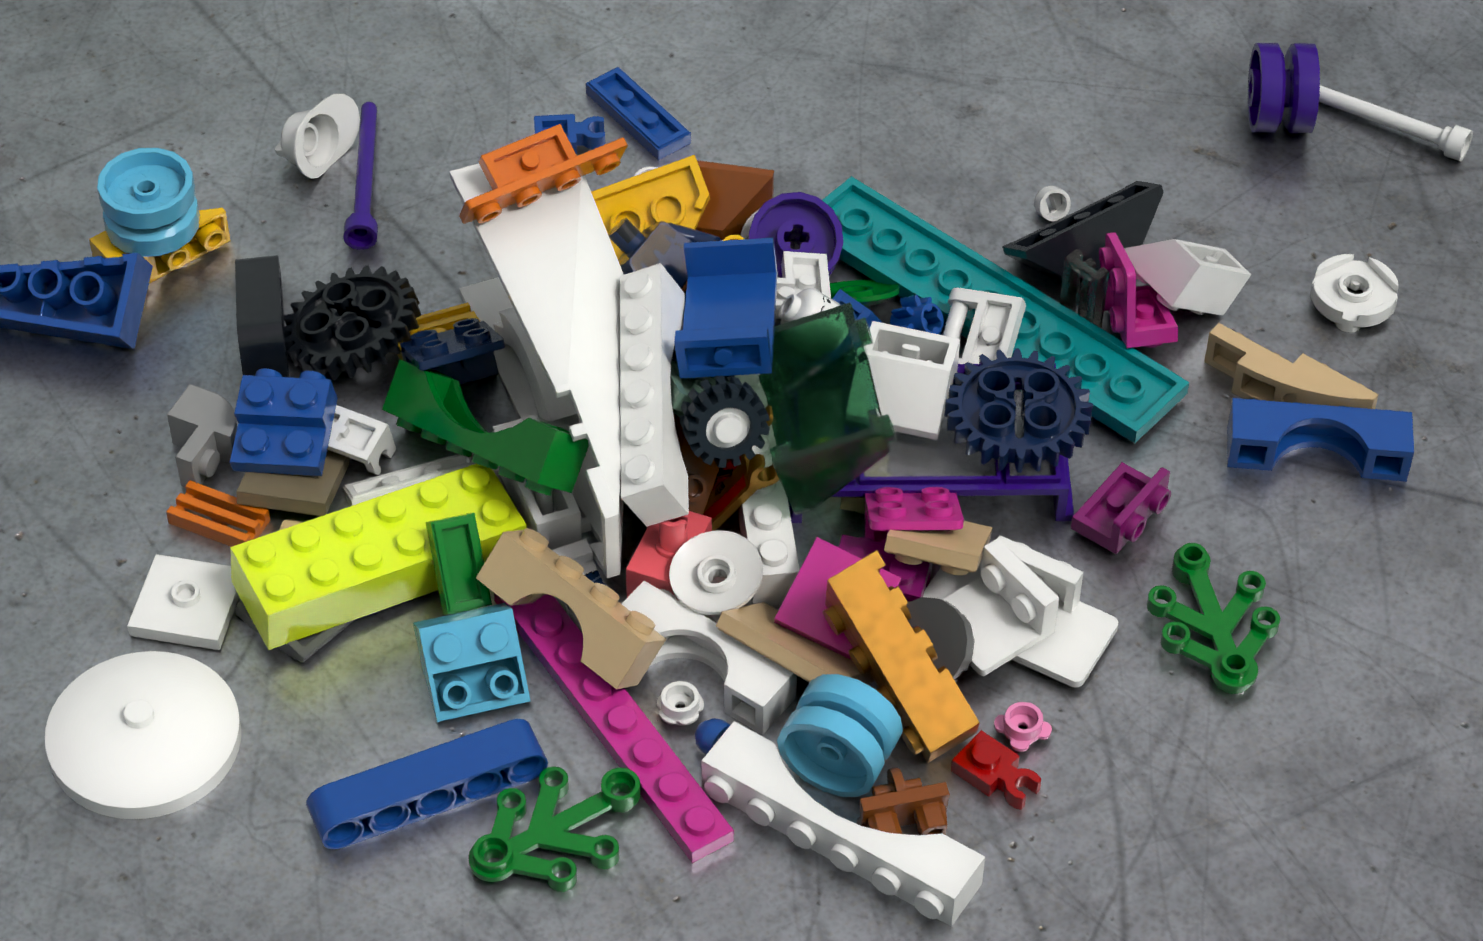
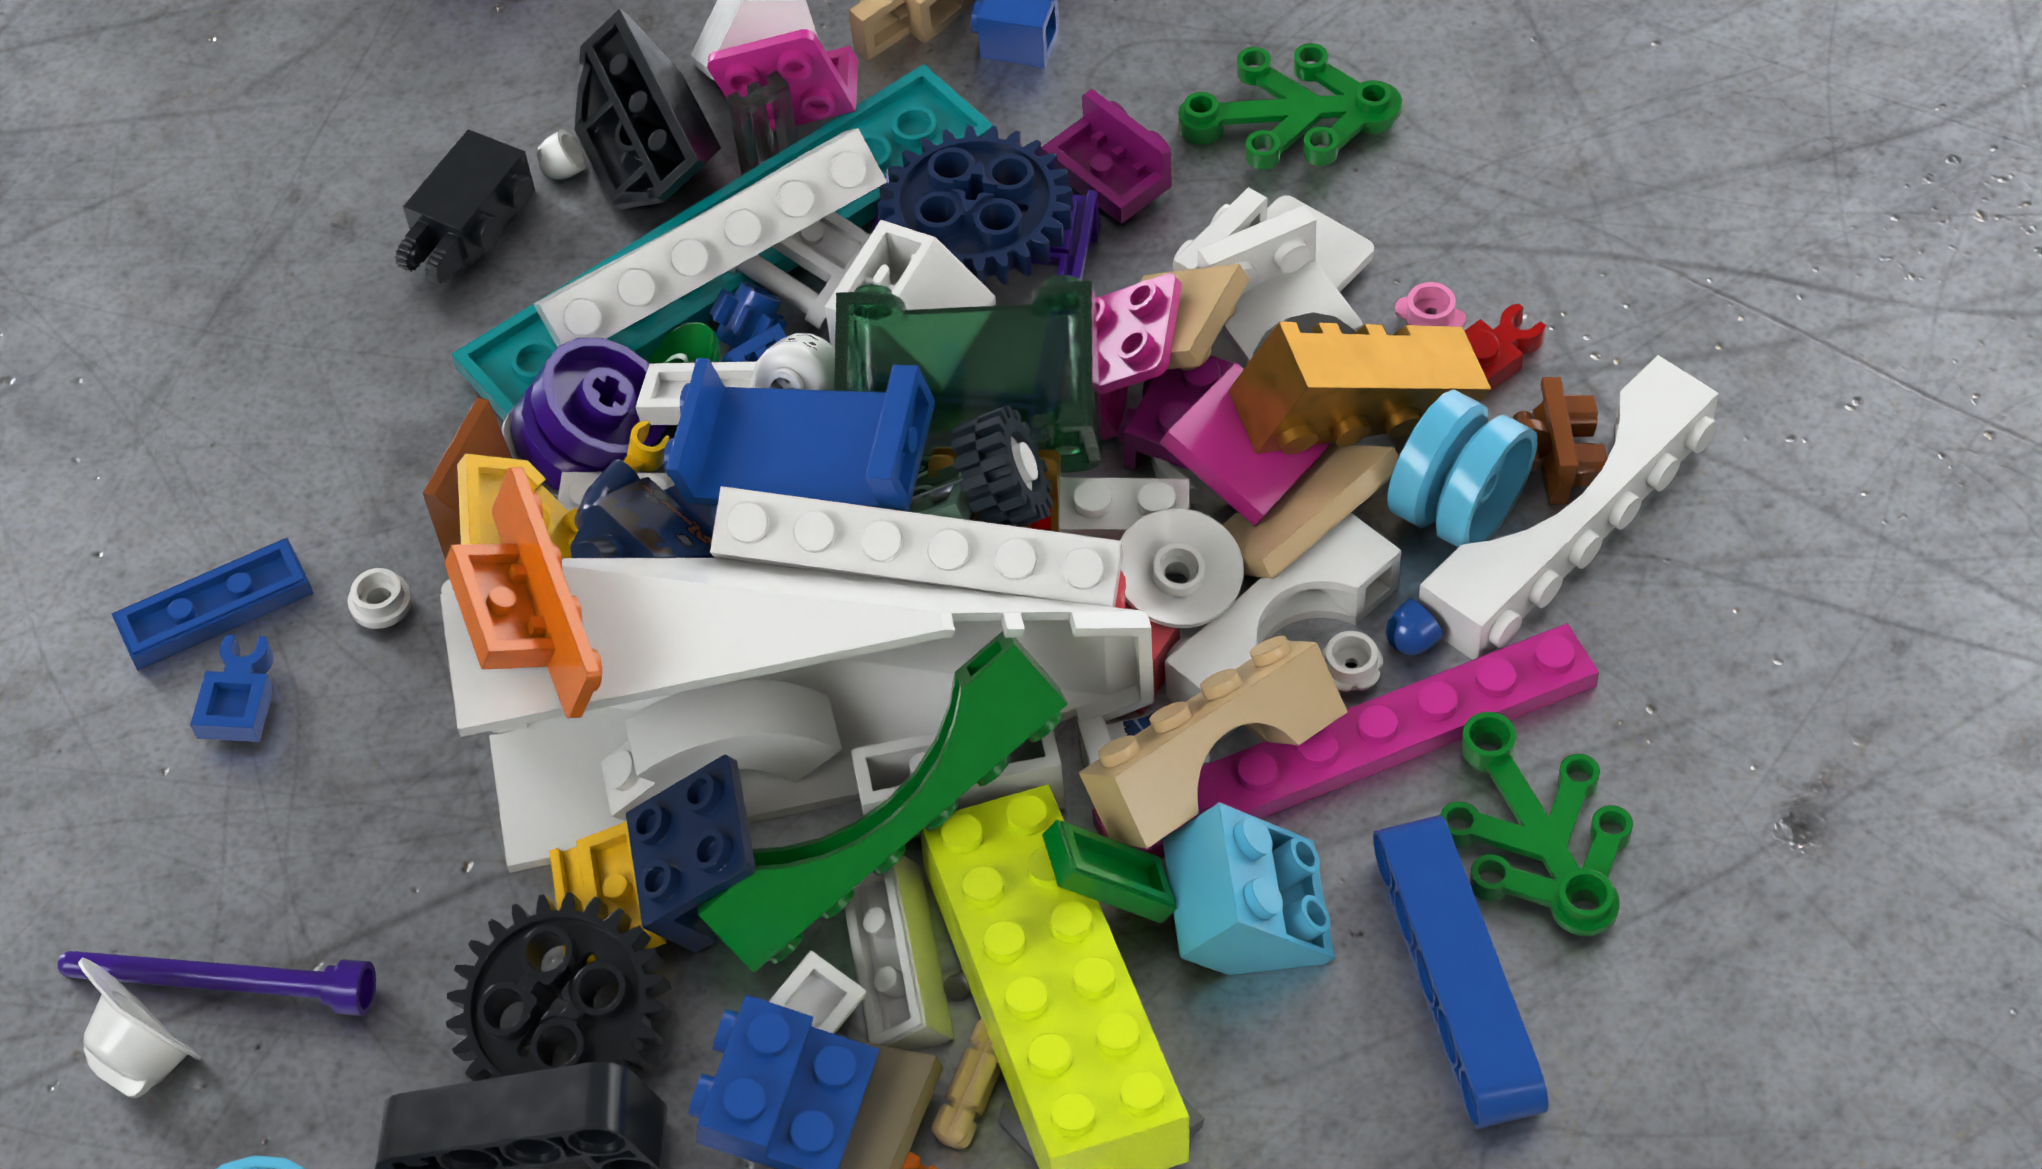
camera: 75 degrees left, 5 degrees up
(945, 271) = (713, 241): none -> white arch
(985, 158) = (464, 205): none -> black hinge

